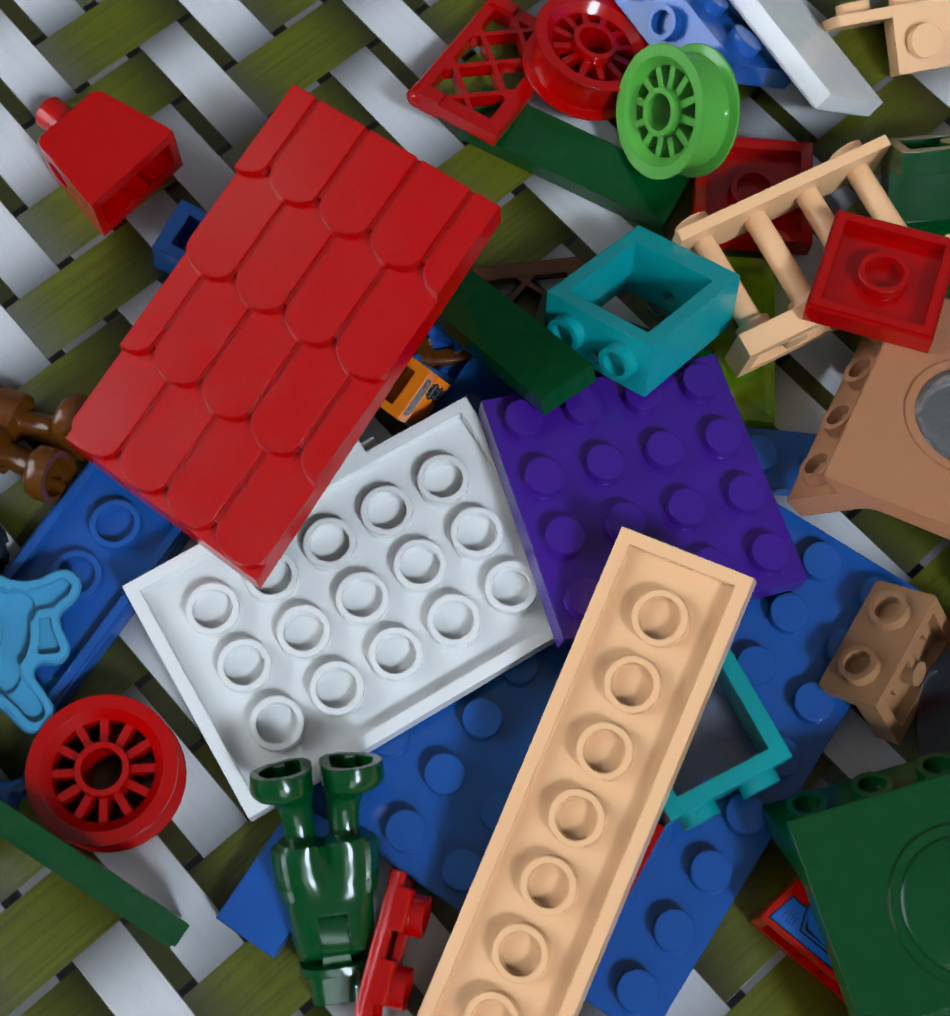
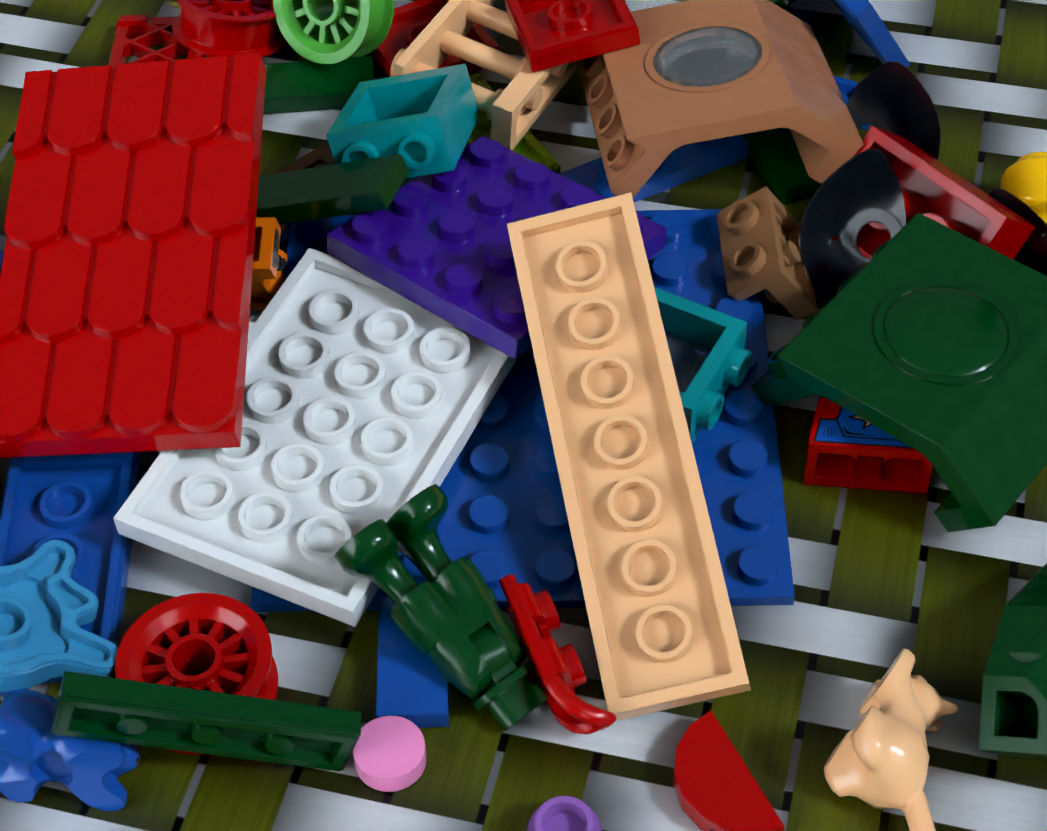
camera: 30 degrees left, 20 degrees down
(207, 957) = (390, 753): none -> bright pink tile

